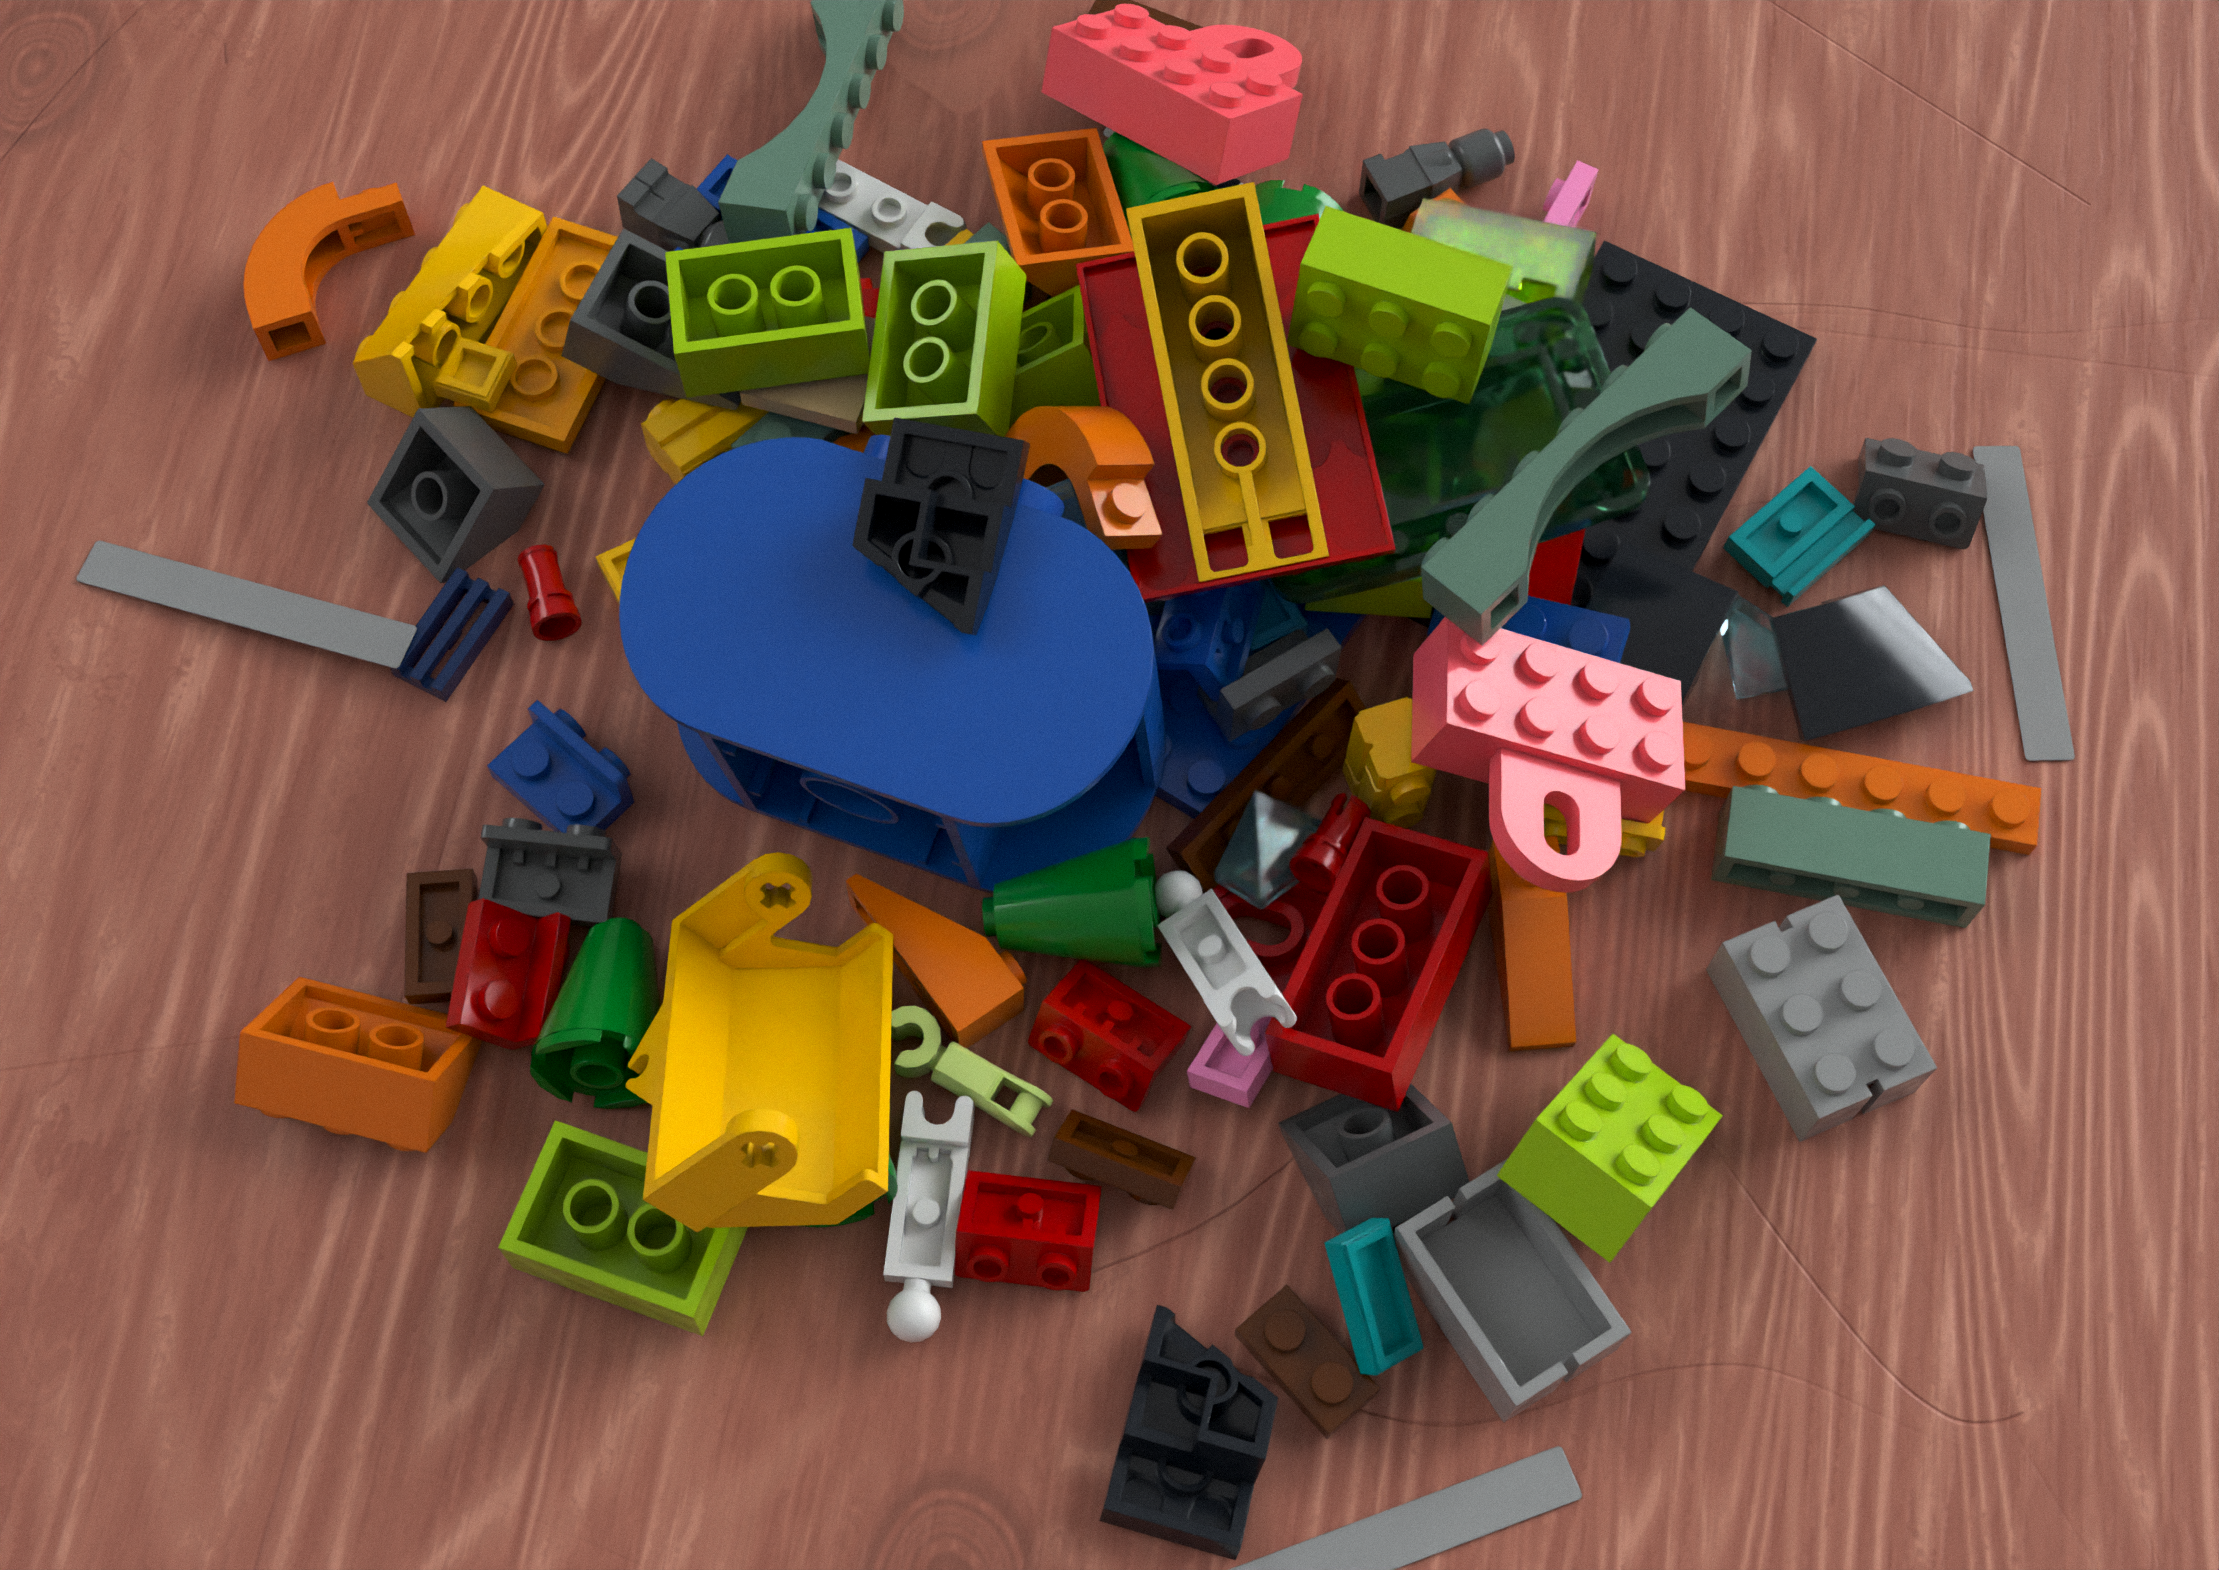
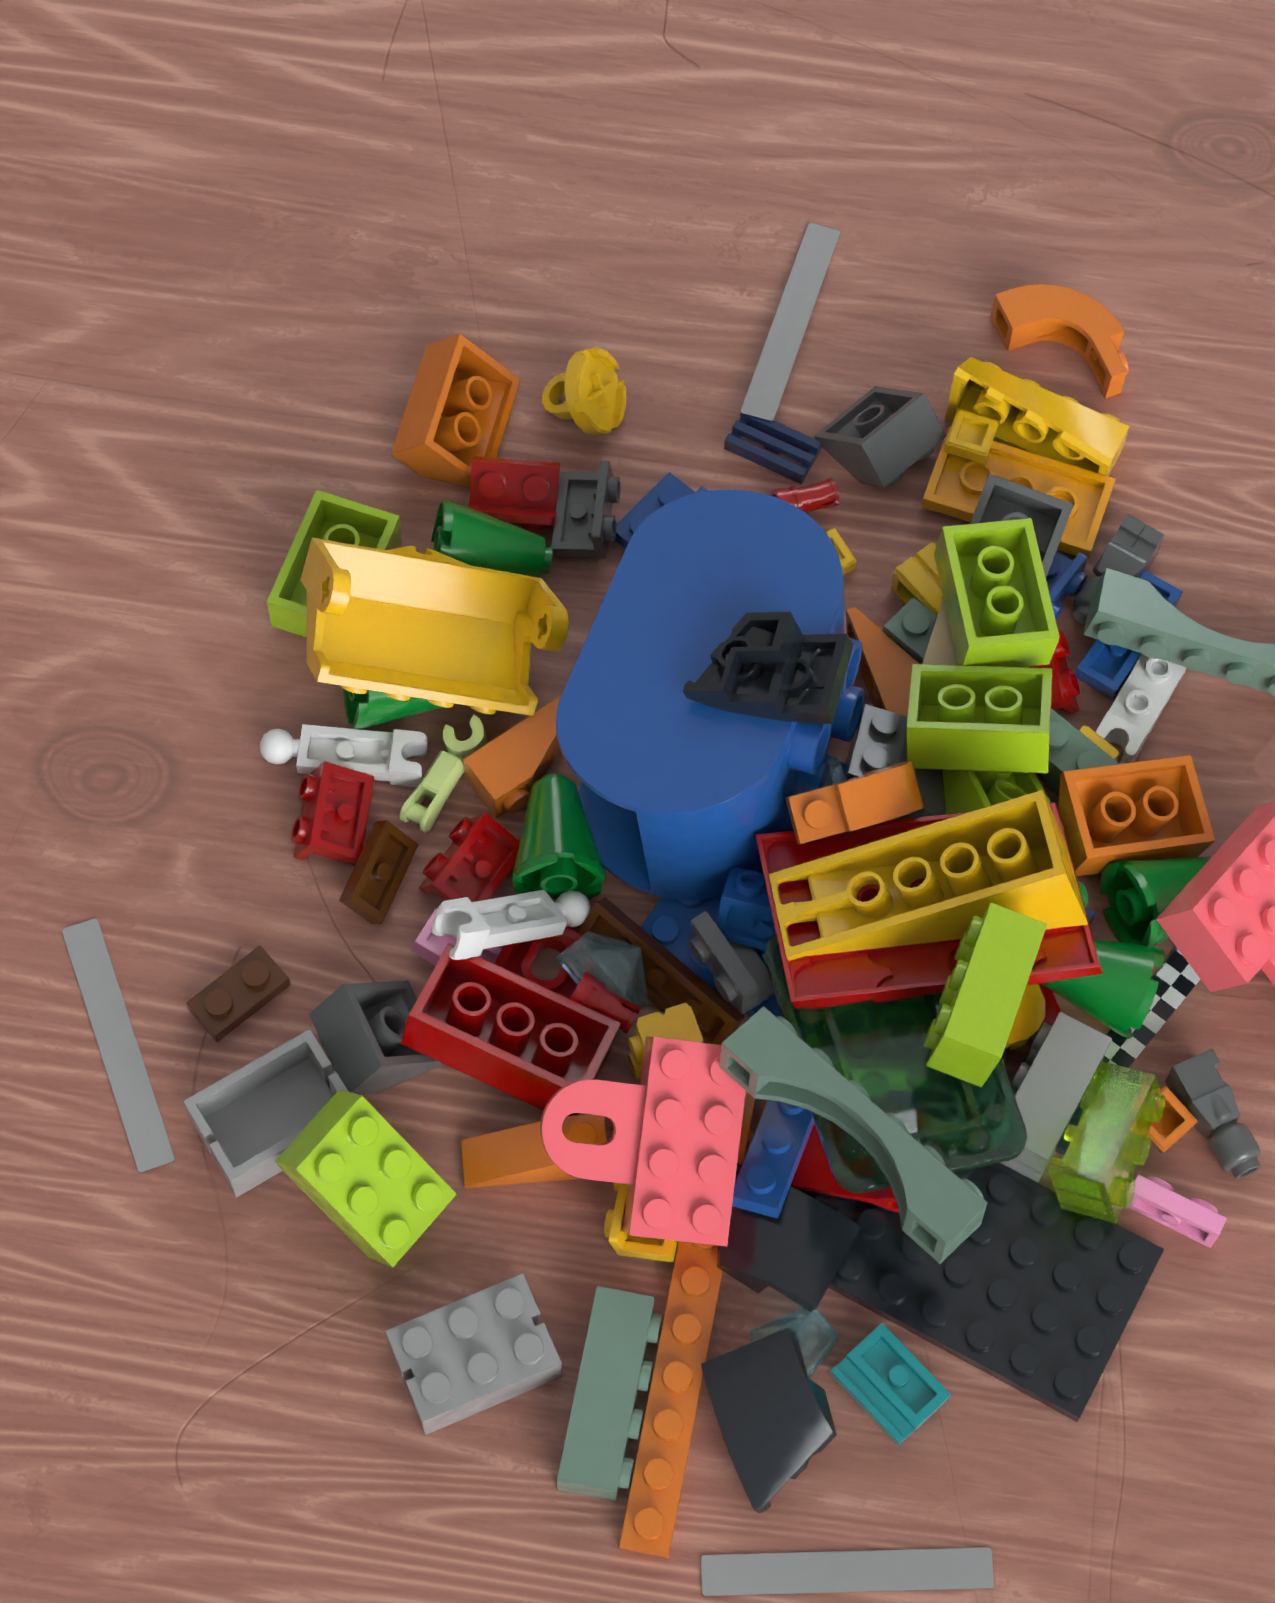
camera: 90 degrees right, 0 degrees up
(349, 861) = (591, 391): none -> yellow tile
(434, 931) = (560, 446): reddish brown plate -> none
(1189, 1444) = (186, 915): black slope -> none
(1374, 1296) = (271, 1024): teal tile -> none
(1920, 492) = (939, 1487): dark grey bracket -> none

